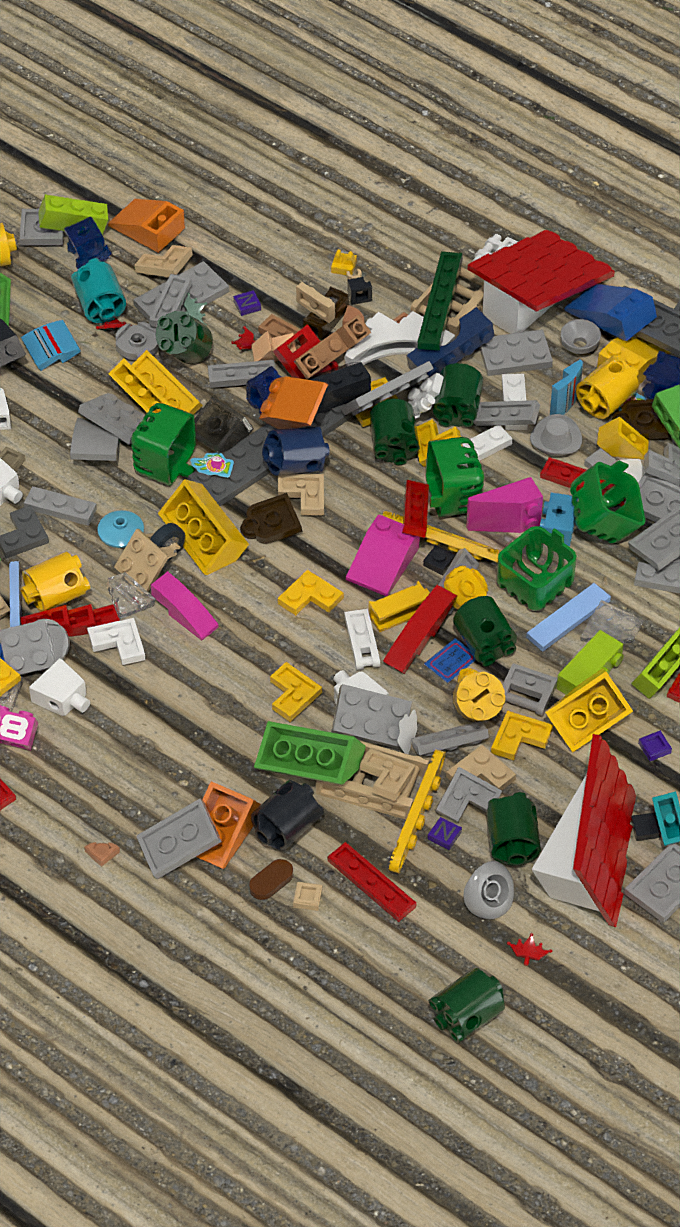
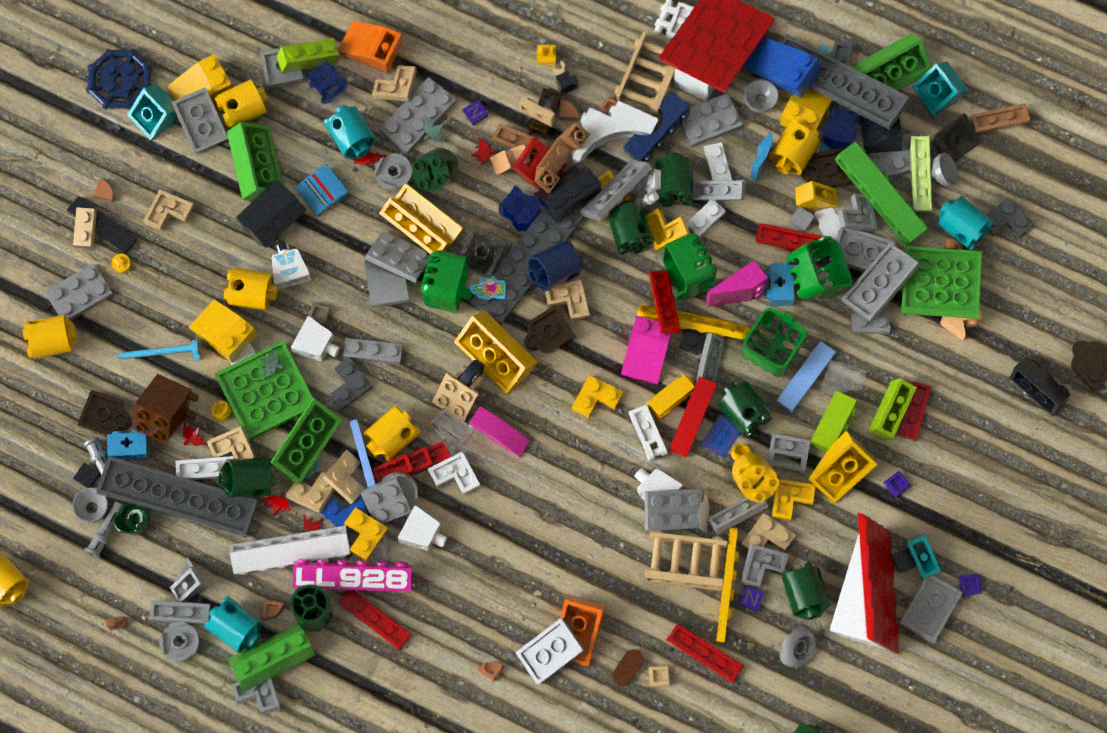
camera: 10 degrees left, 20 degrees up
(118, 527) = (427, 371): medium azure dish -> none
(171, 297) = (413, 130): light grey plate -> none
(236, 373) = (488, 188): light grey plate -> none
(286, 815) = (628, 614): black cylinder -> none
(292, 402) = (545, 226): orange slope -> none
(298, 691) = (609, 491): yellow plate -> none
(309, 753) = (633, 557): bright green slope -> none
(392, 773) = (702, 558): tan plate -> none
(440, 301) = (640, 89): dark green plate -> none
(465, 584) = (720, 368): yellow tile -> none
(529, 950) = (837, 688): red piece -> none
(556, 435) = (761, 200): light grey hat -> none

